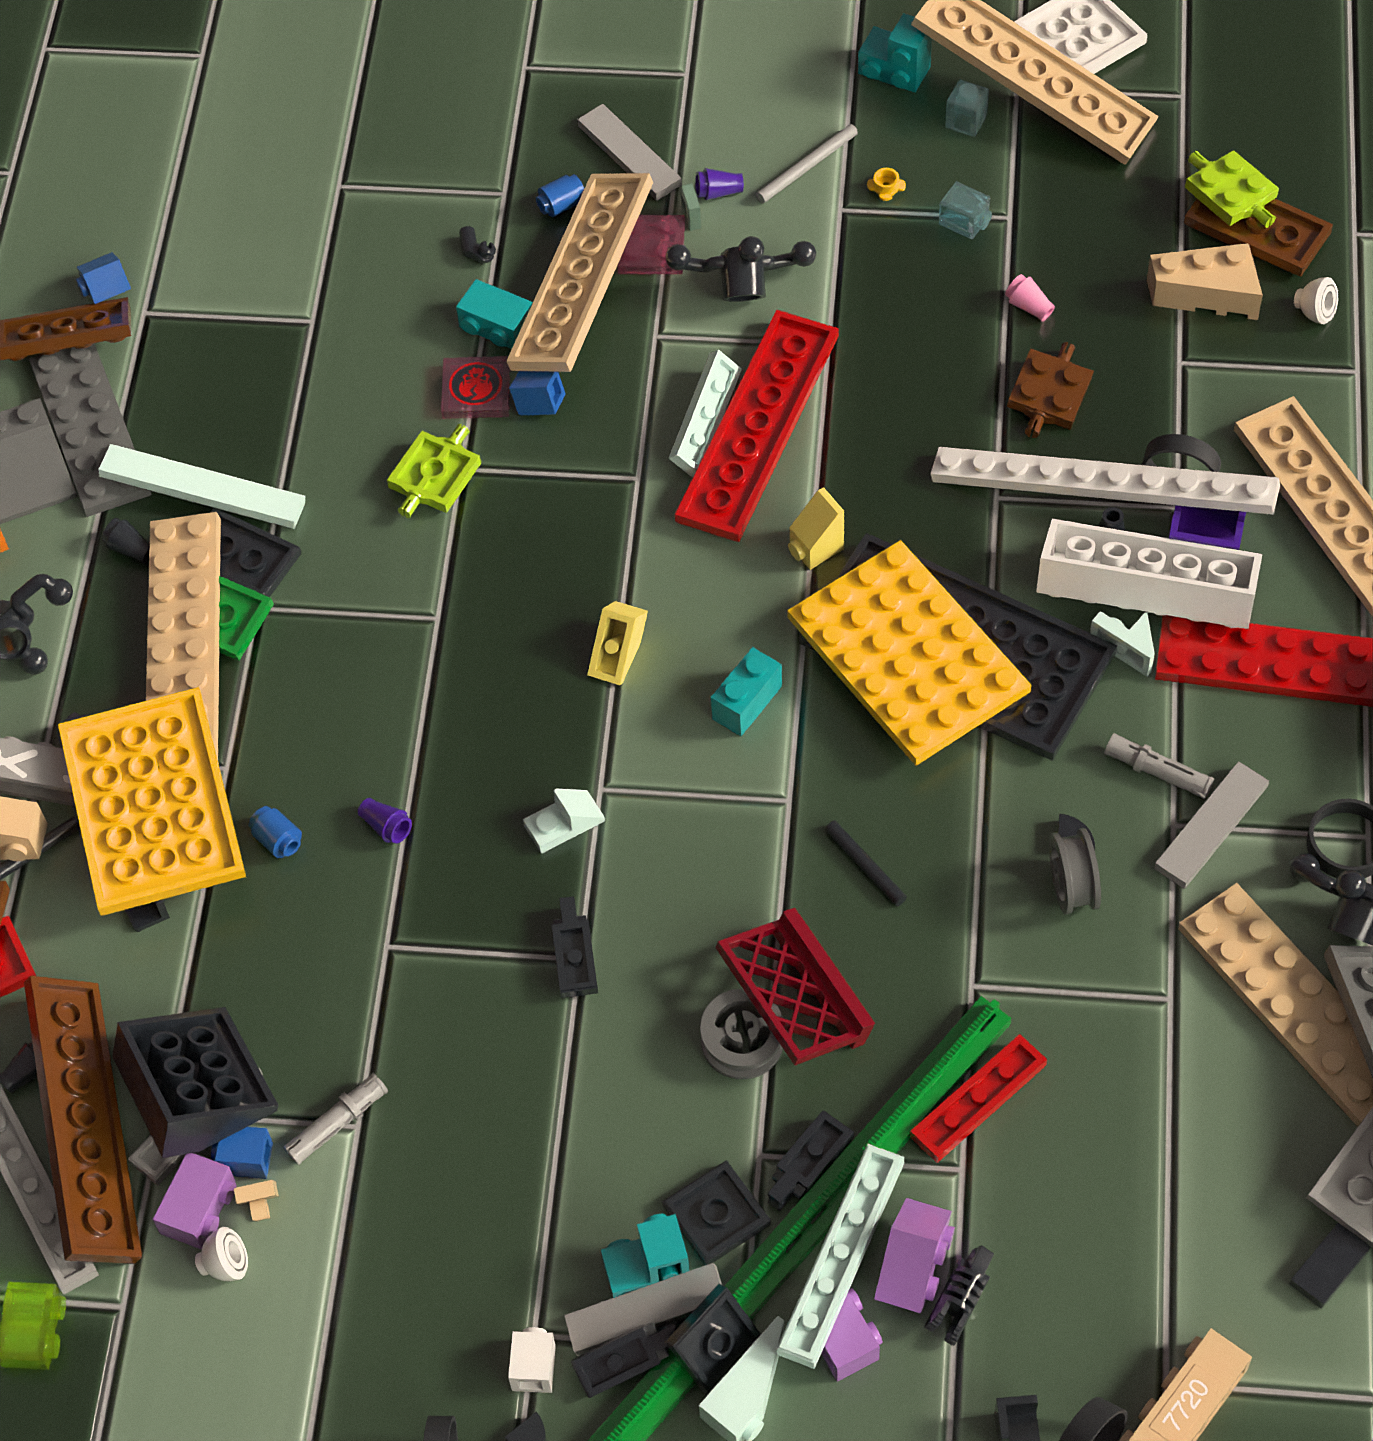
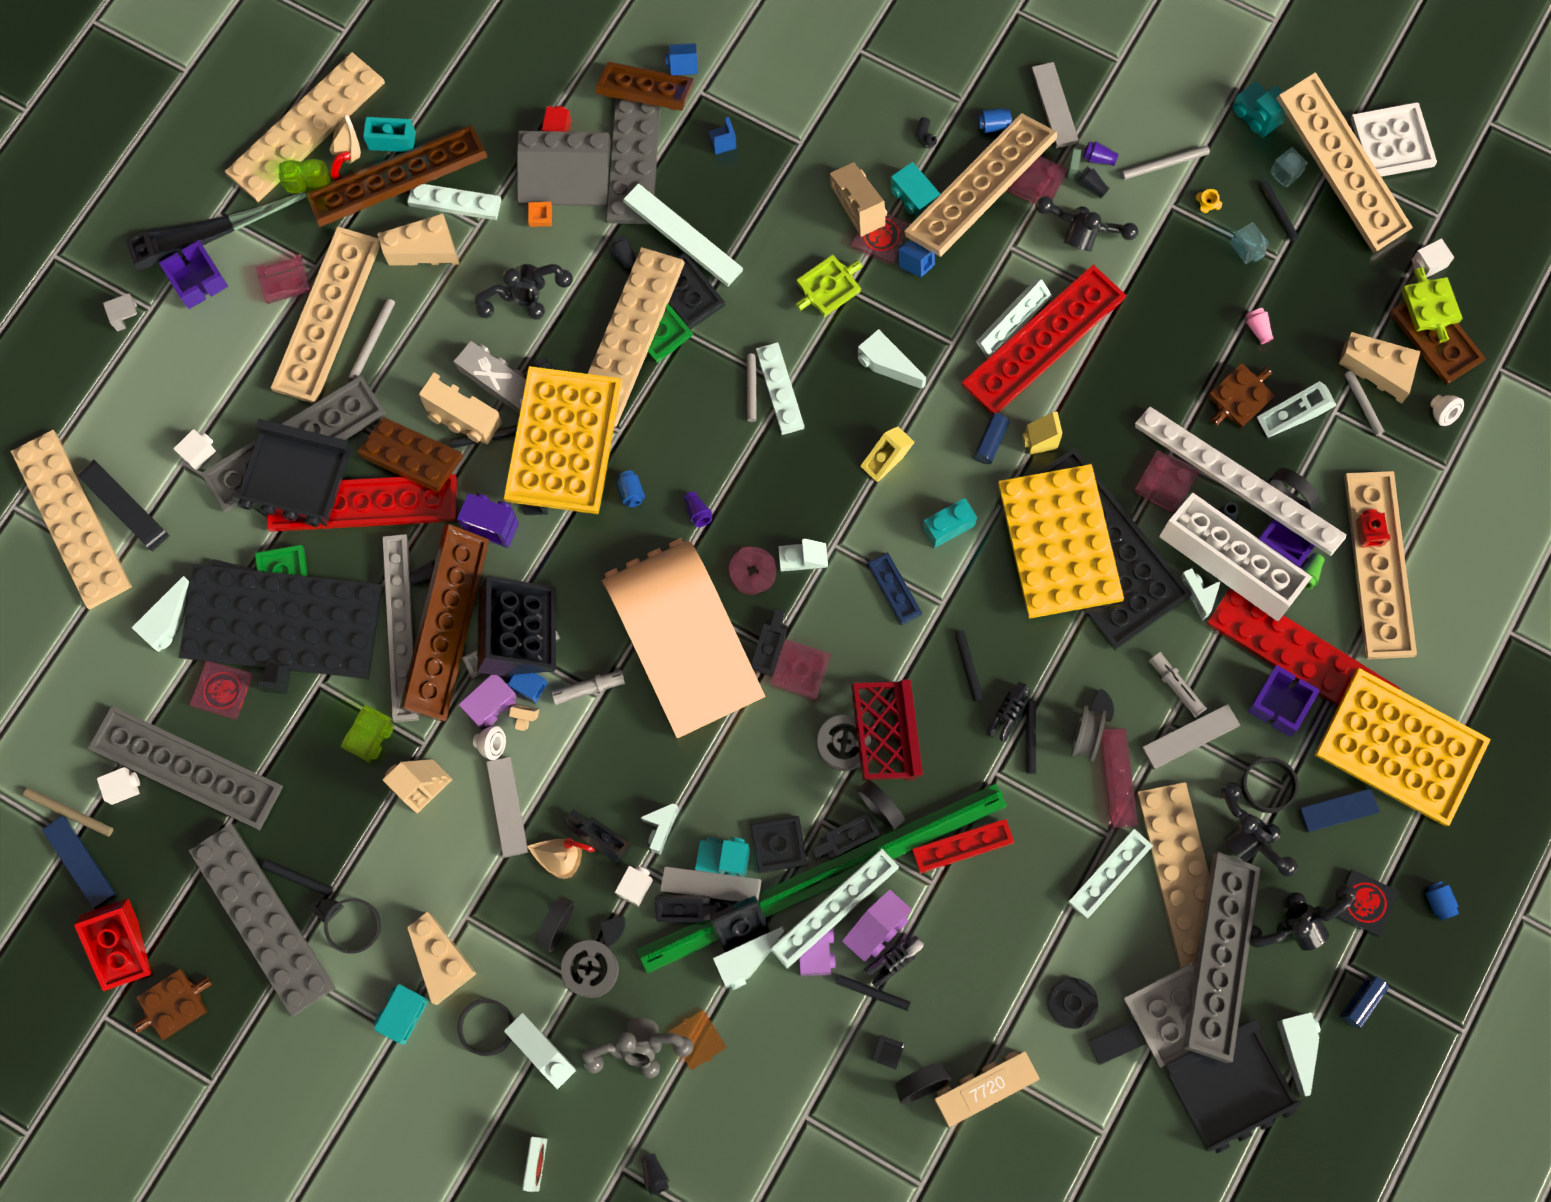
camera: 25 degrees right, 15 degrees up
(87, 949) = (488, 519): none -> dark purple piece
(134, 1358) = (417, 781): none -> tan wedge
(203, 352) = (723, 138): none -> blue panel
(290, 1338) = (507, 807): none -> light grey tile
(387, 638) = (751, 387): none -> light grey bar
(402, 1371) = (559, 856): none -> tan piece
(425, 349) = (858, 198): none -> tan wedge
(428, 623) = (780, 388): none -> light aqua plate
(443, 1315) = (597, 836): none -> black hinge
(449, 985) = (683, 637): none -> light nougat panel
(496, 848) = (747, 558): none -> clear pink plate
(530, 1254) = (663, 820): none -> light aqua slope
(561, 528) = (886, 359): none -> light aqua slope
(633, 965) = (800, 669): none -> clear pink plate
(712, 808) = (894, 588): none -> dark blue tile
(724, 218) = (1091, 181): none -> black cone
(749, 568) = (991, 439): none -> dark blue brick
(842, 1074) = (880, 805): none -> black tyre
(951, 895) = (1009, 712): none -> black hinge
(954, 1354) = (873, 992): none -> black bar
(981, 162) = (1279, 211): none -> black bar
(998, 917) = (1031, 737): none -> black bar
(1009, 528) = (1166, 482): none -> clear pink plate
(1131, 374) = (1297, 409): none -> light aqua slope
(1146, 920) = (1119, 778): none -> clear pink plate
(1200, 1045) = (1110, 874): none -> light aqua plate
(1203, 135) = (1433, 258): none -> white brick
(1211, 336) = (1364, 403): none -> light grey bar
(1240, 1241) = (1073, 1003): none -> black tile
(1256, 542) = (1313, 567): none -> bright green cone
(1306, 470) = (1369, 535): none -> red brick
(1311, 731) = (1282, 703): none -> dark purple piece

